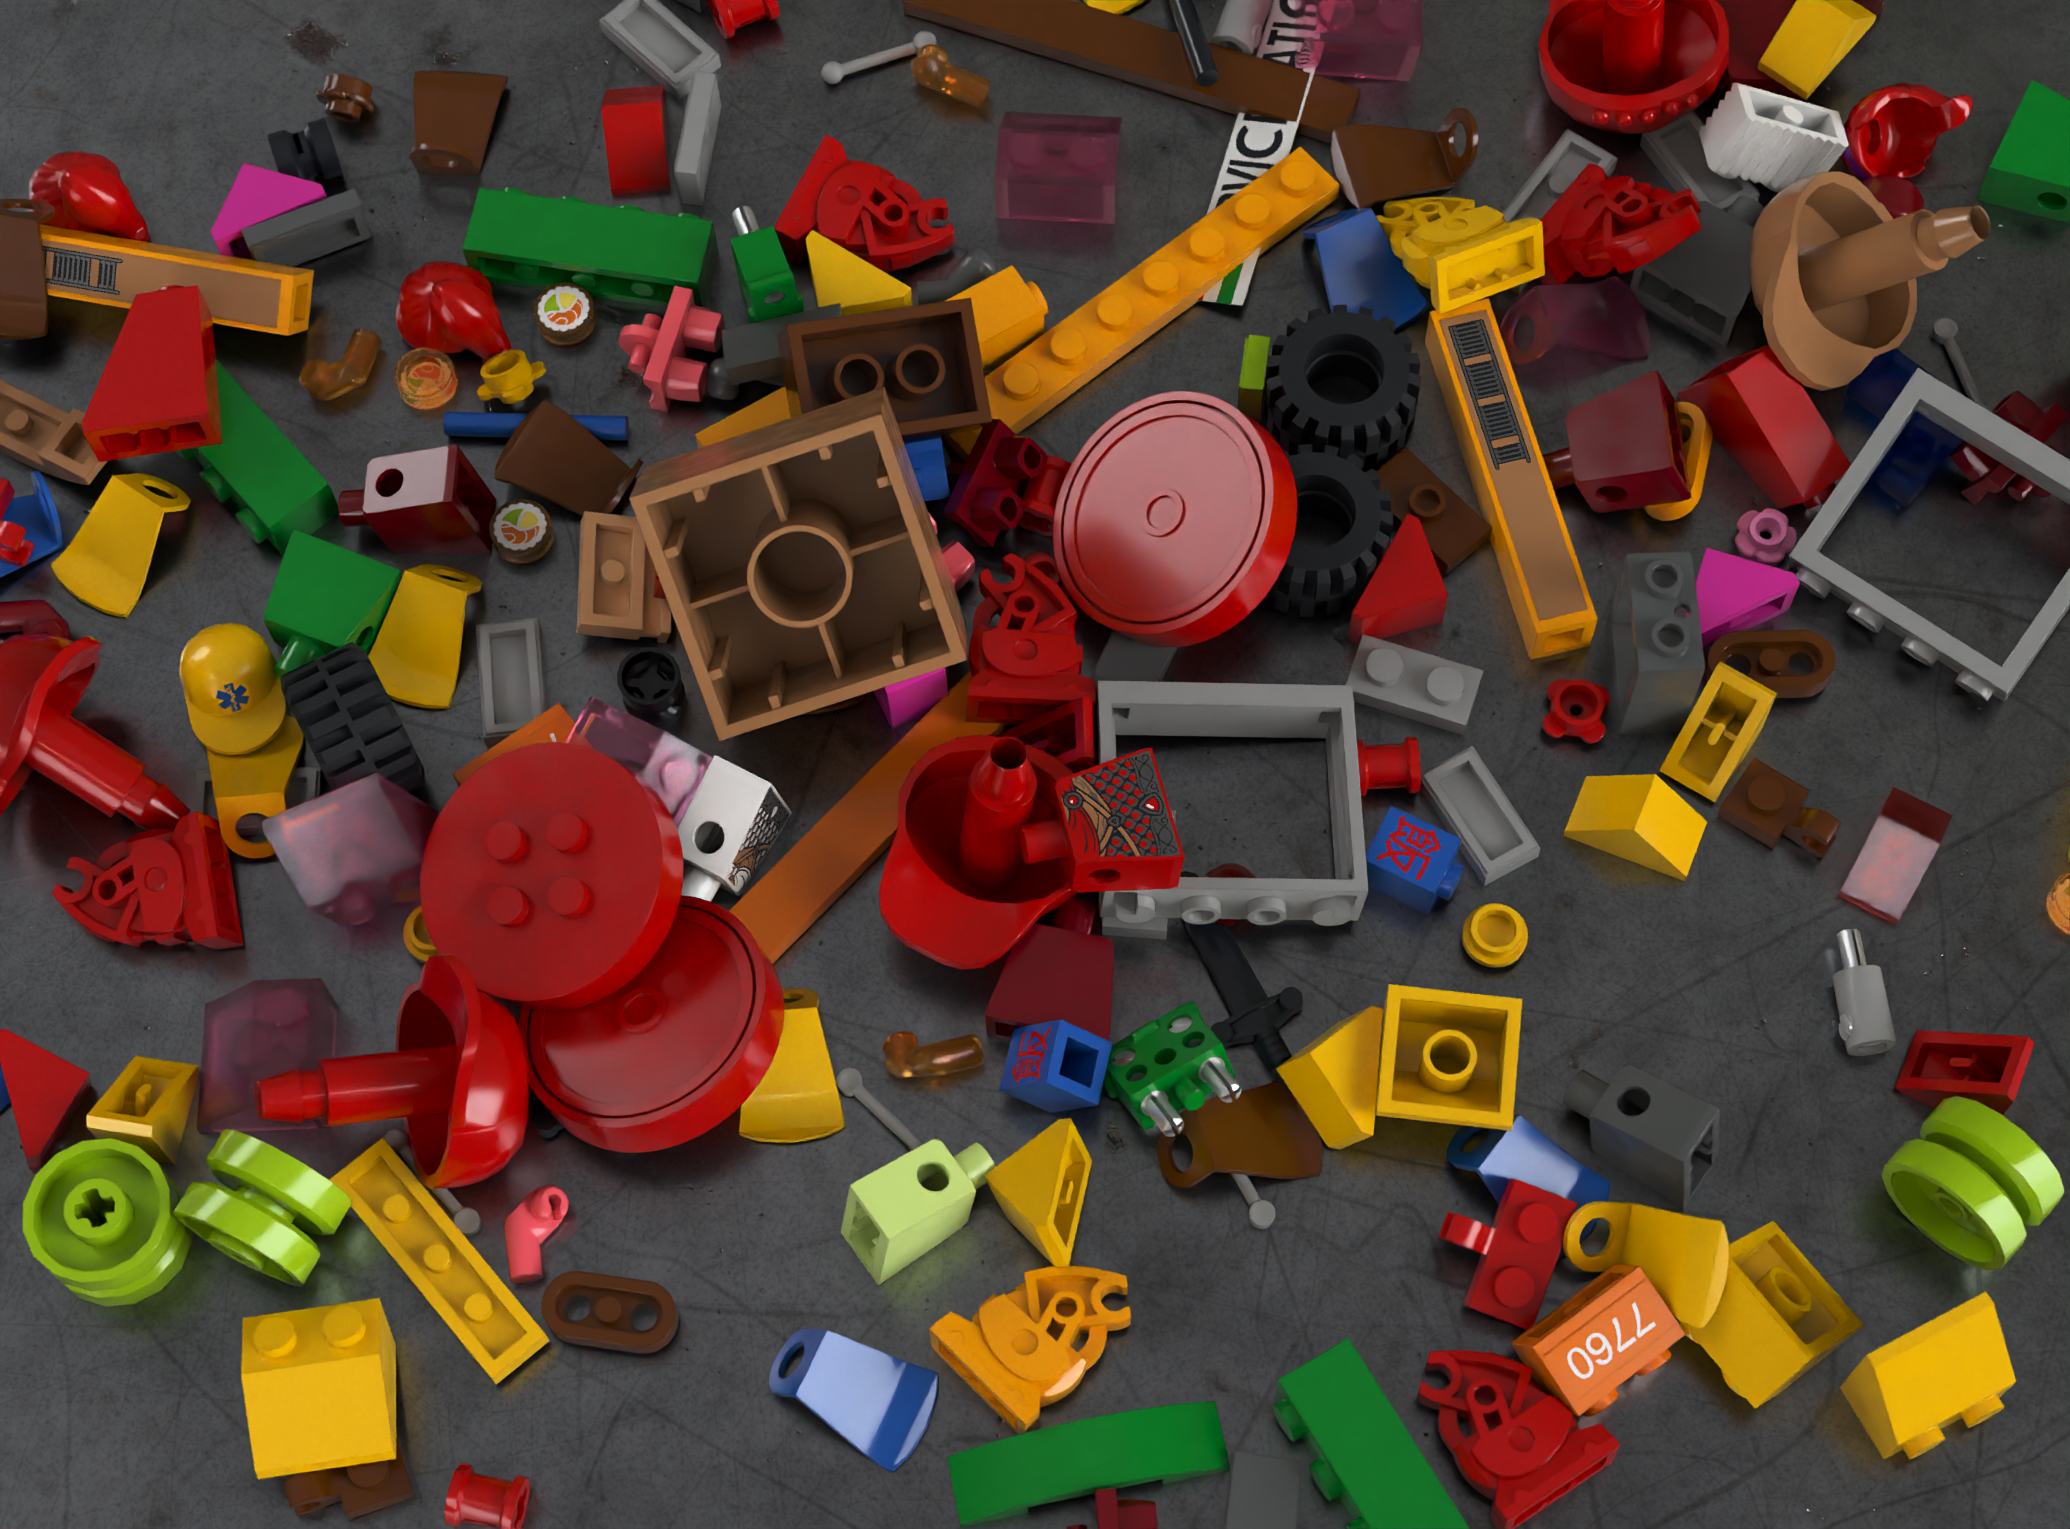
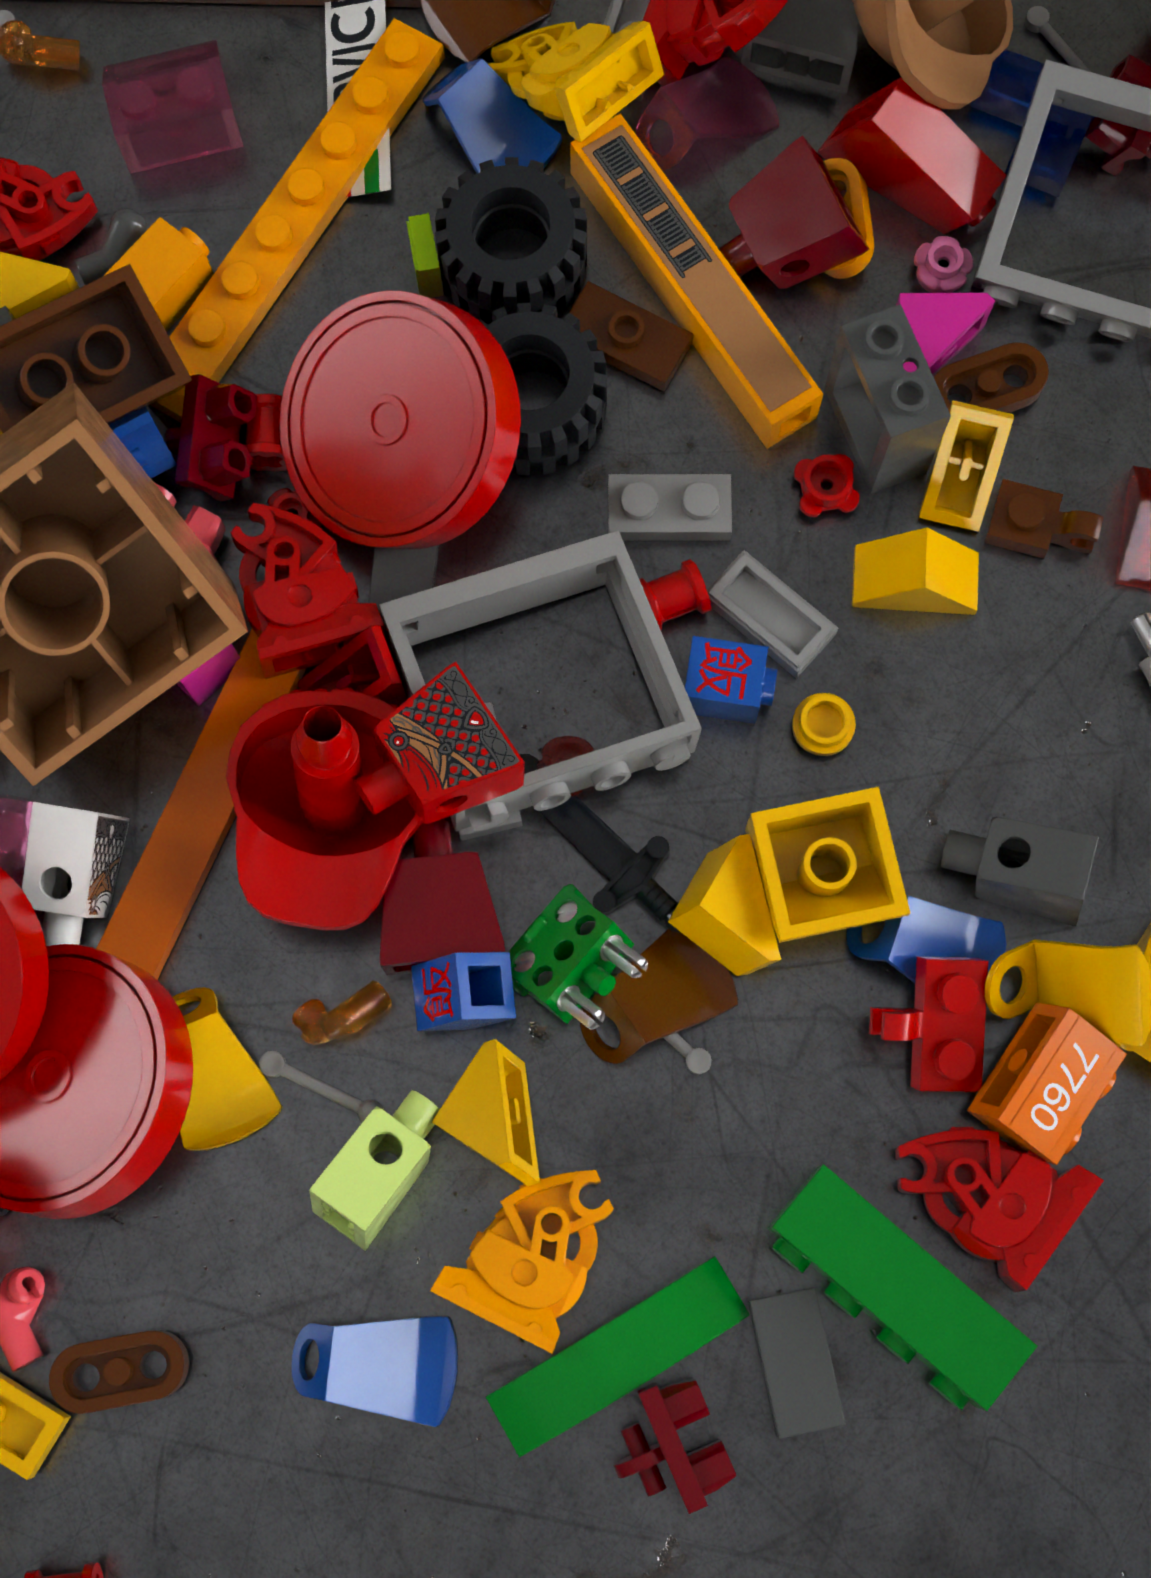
camera: 20 degrees left, 10 degrees up
(1403, 590) = (633, 419): red slope -> none

